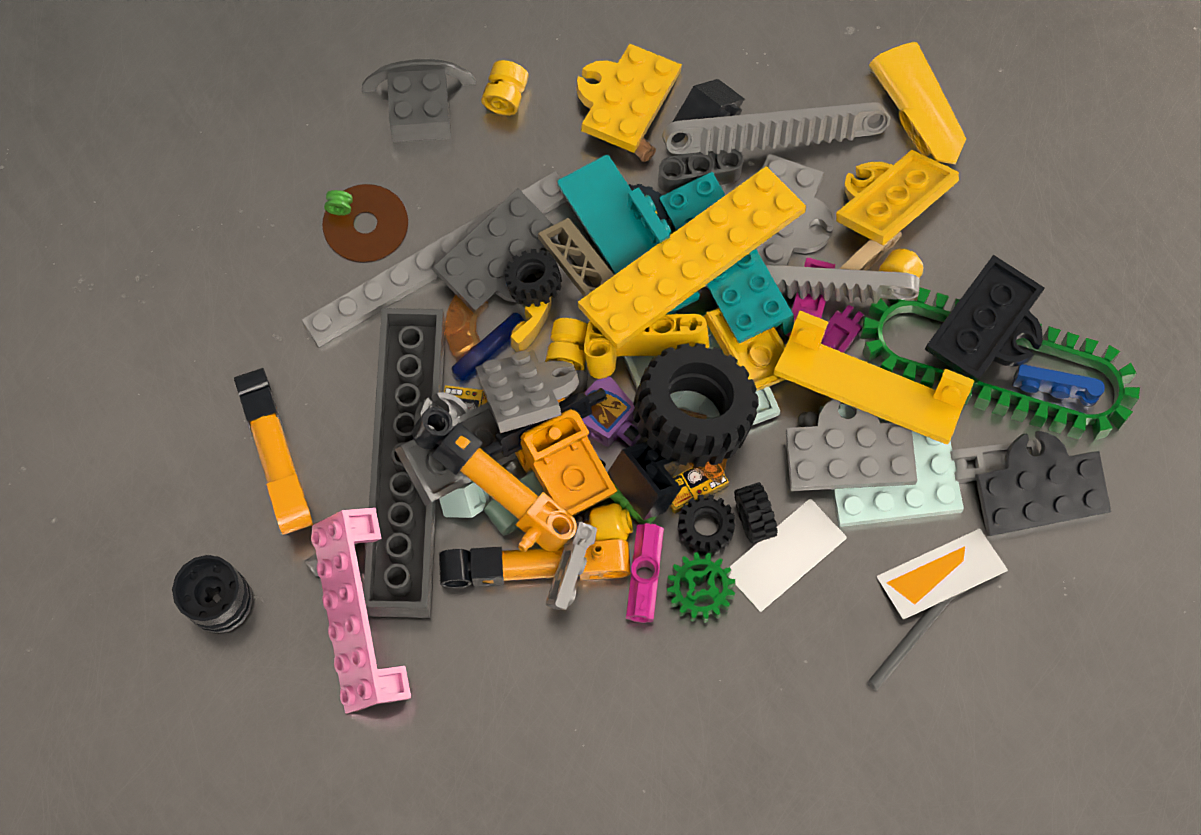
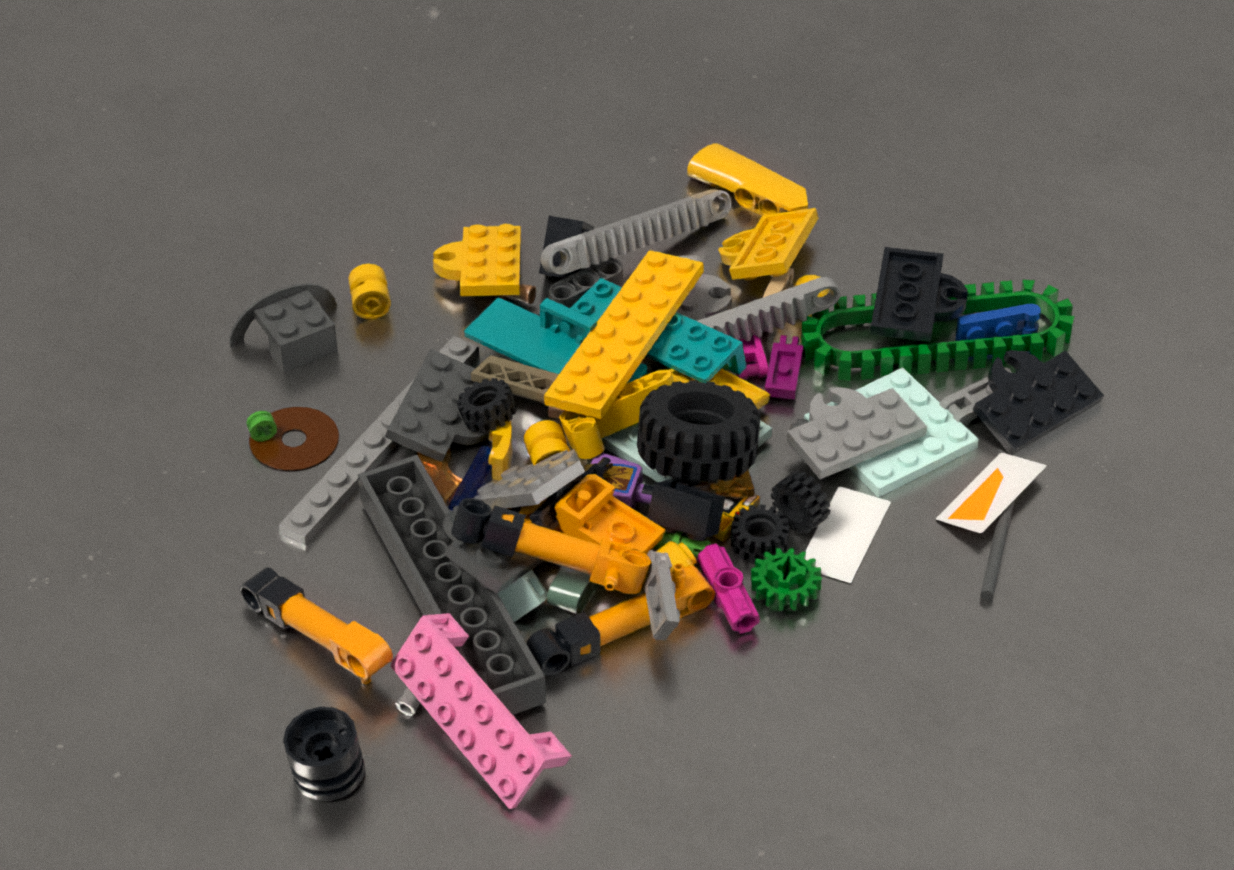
camera: 25 degrees left, 25 degrees down
(871, 387) = (911, 370): yellow bracket -> none

